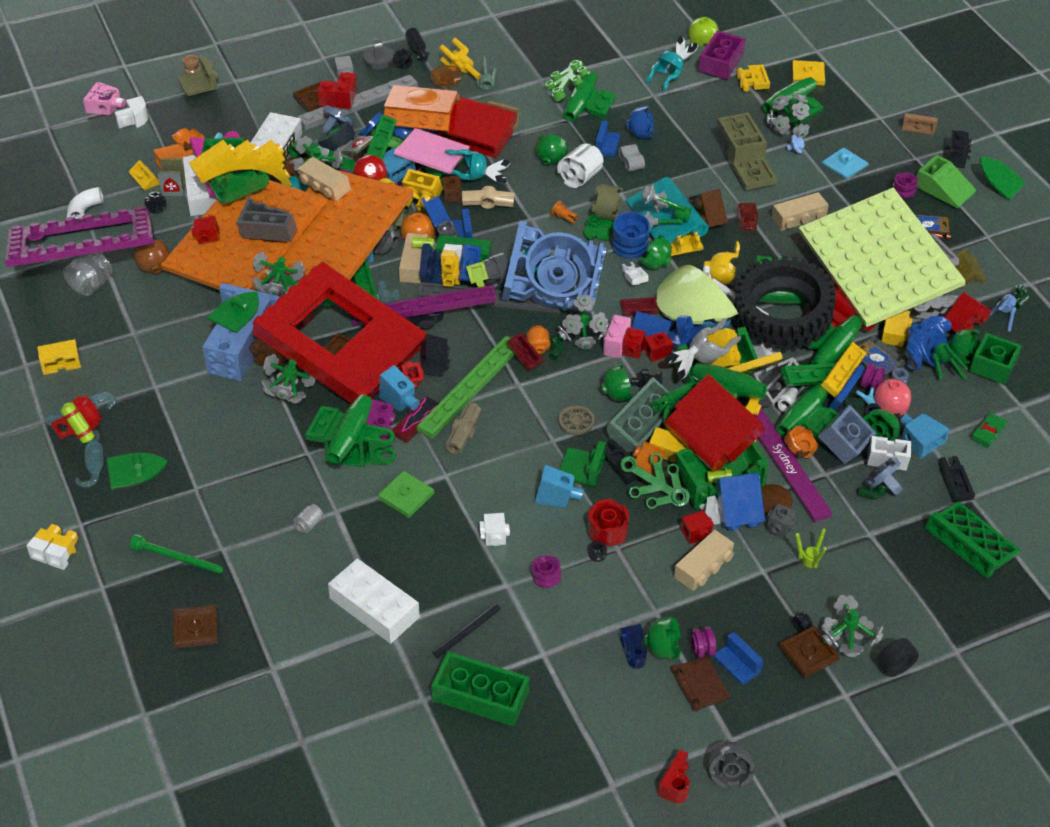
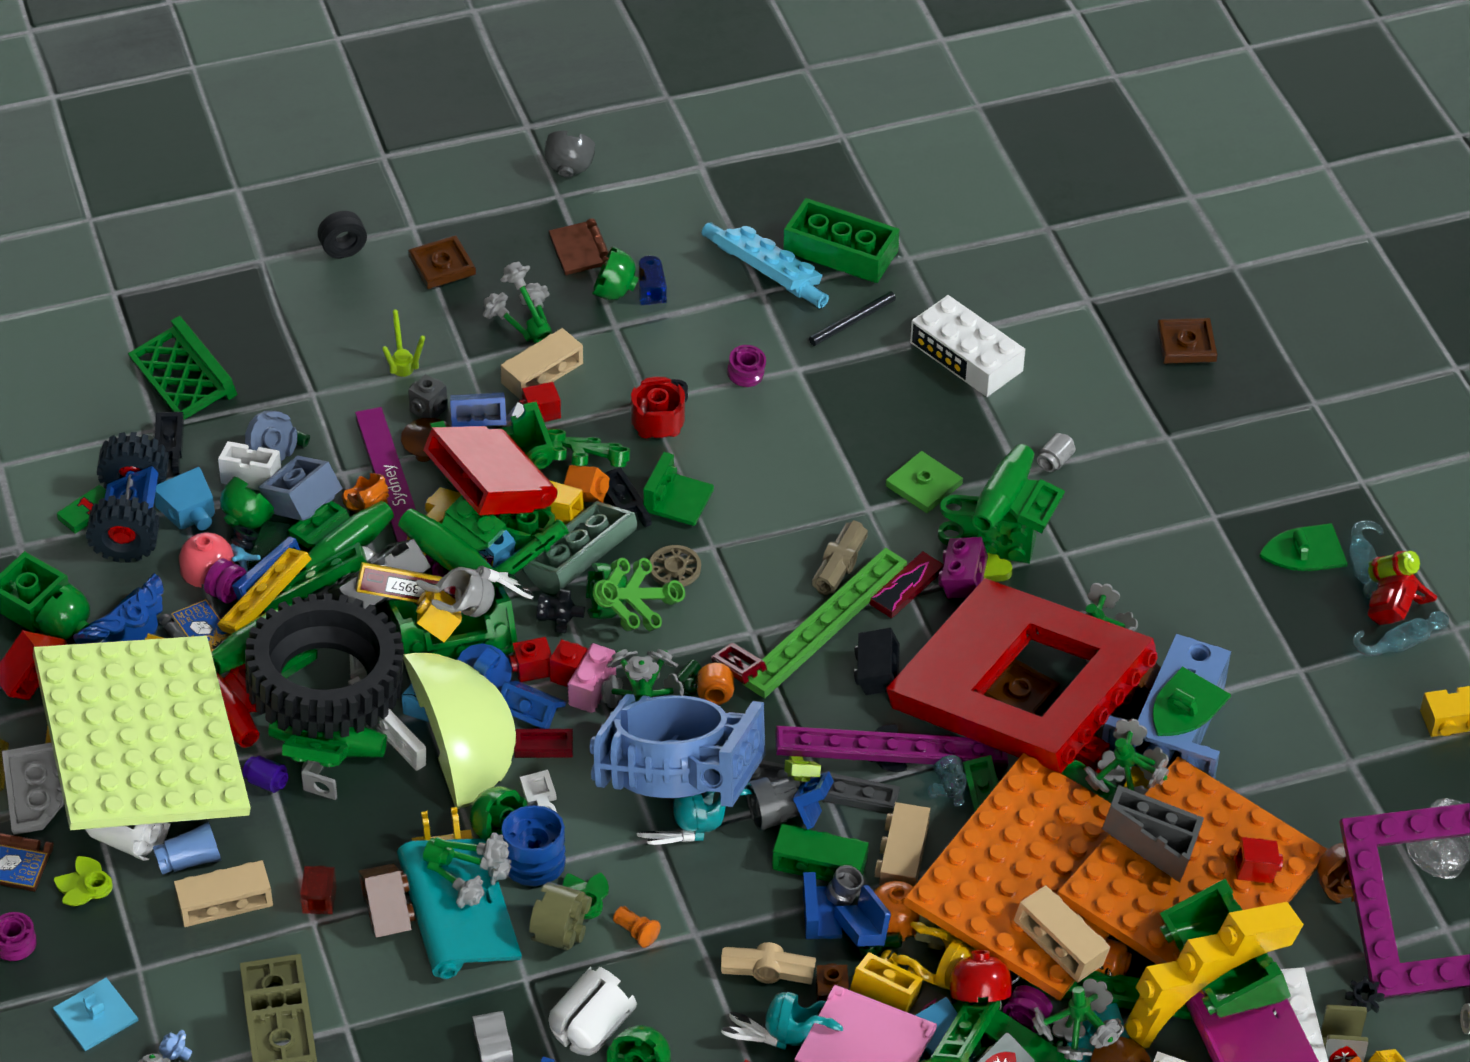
camera: 175 degrees left, 0 degrees up
(52, 547) = (1388, 441): hips -> none
(139, 543) = (1275, 440): green piece -> none
(397, 389) = (932, 601): dark azure torso -> none
(414, 371) = (915, 628): red brick -> none
(417, 242) = (889, 842): lime pin -> none
(430, 265) = (873, 819): dark blue bracket -> none
(450, 264) = (842, 805): yellow hips -> none
(494, 529) = (808, 419): white brick -> none
(548, 672) = (770, 260): none -> medium azure plate
(556, 488) = (720, 454): dark azure torso -> none
(596, 378) = (609, 595): none -> bright green plant
(676, 778) = (635, 151): red plate -> none
(703, 642) = (568, 270): magenta wheel -> none
(720, 266) = (402, 771): yellow hair -> none
(739, 659) = (540, 269): blue panel -> none
(740, 595) = (532, 296): none -> plant
(802, 622) = (440, 289): black bush -> none
(857, 627) = (389, 260): light grey plant -> none
(900, 372) = (179, 588): sand blue bush -> none
(944, 353) = (103, 600): green plant -> none
(965, 432) = (125, 520): none -> black plate

